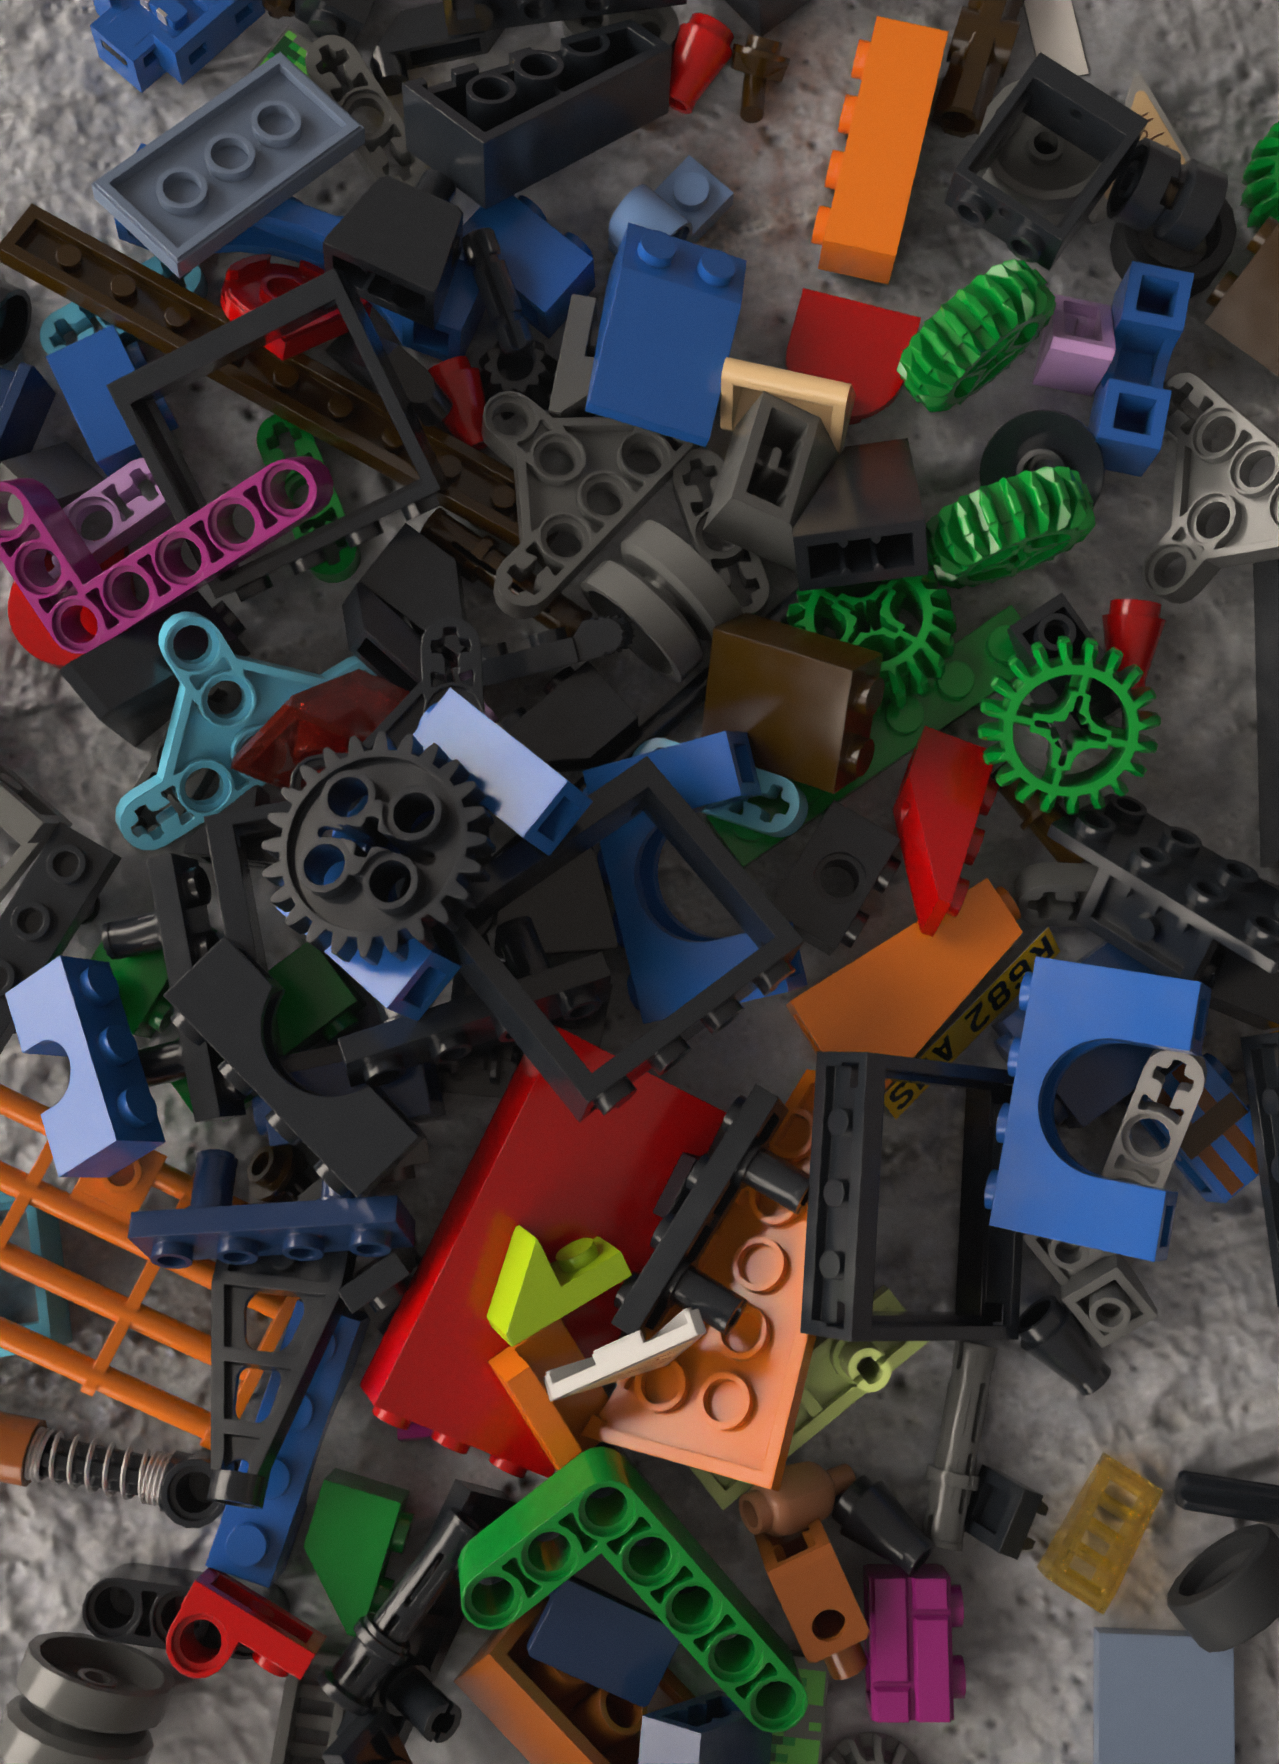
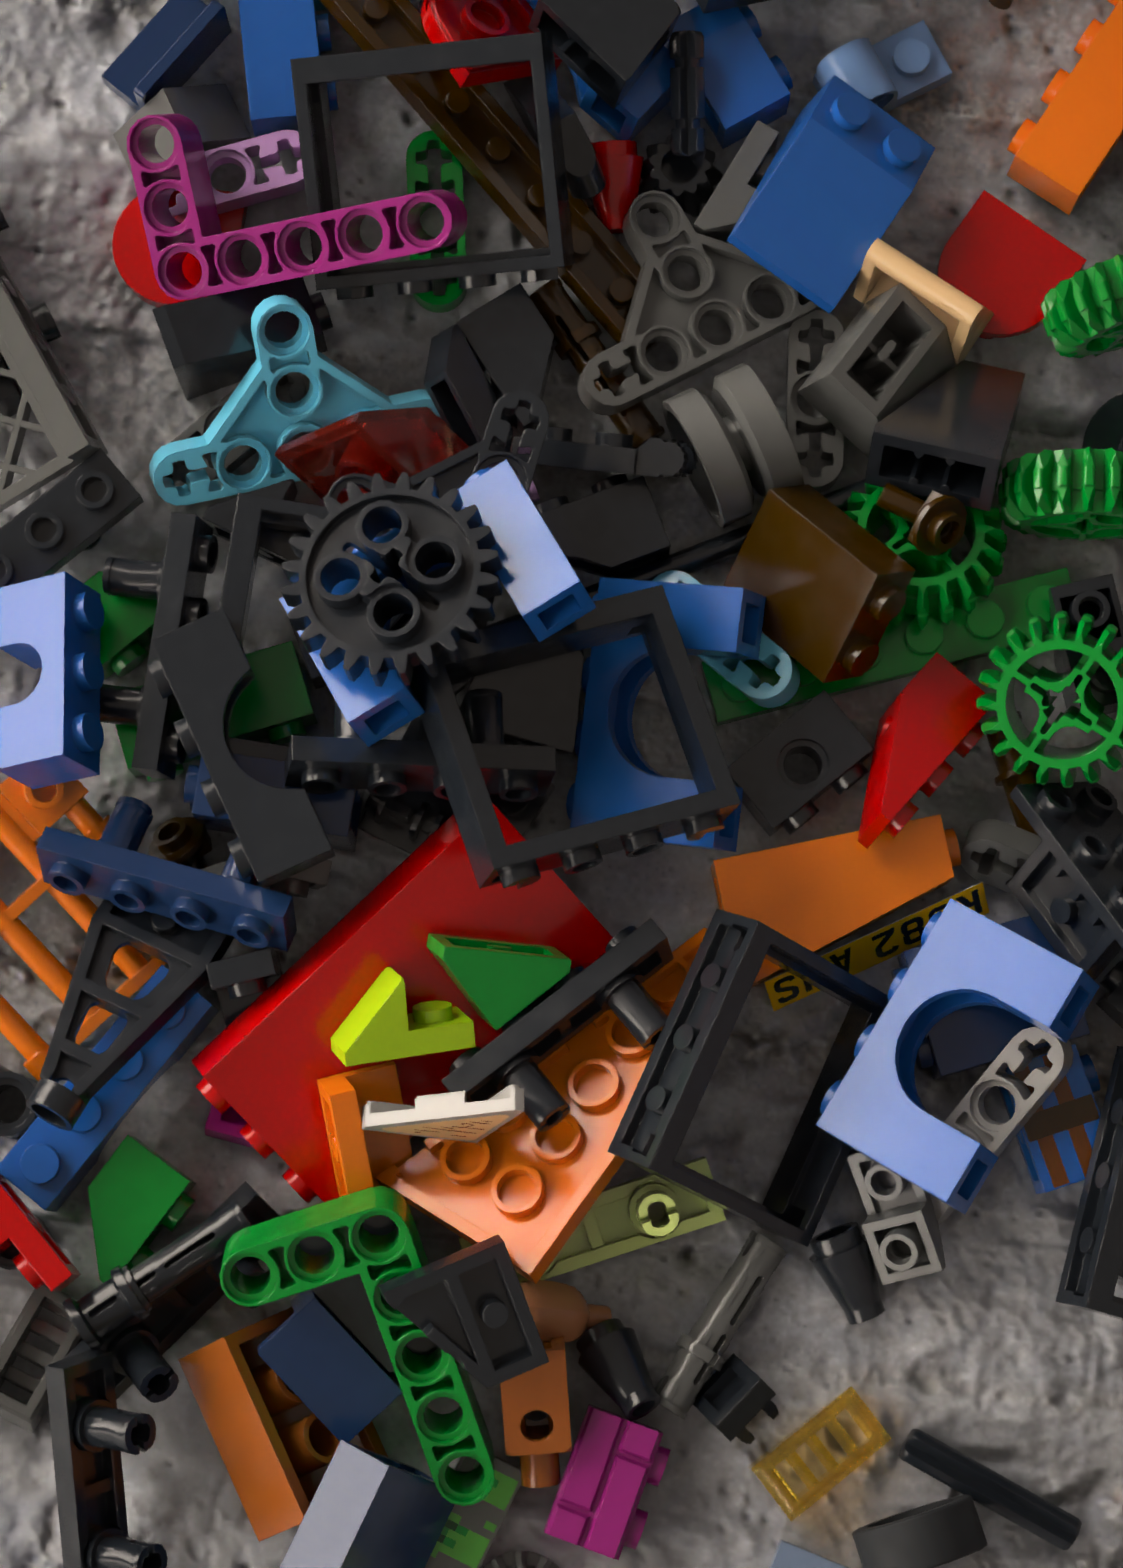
camera: 15 degrees right, 0 degrees up
(628, 1191) = (498, 975): none -> green slope
(726, 1548) = (472, 1311): none -> black wing
(883, 602) = (936, 522): none -> dark brown plate

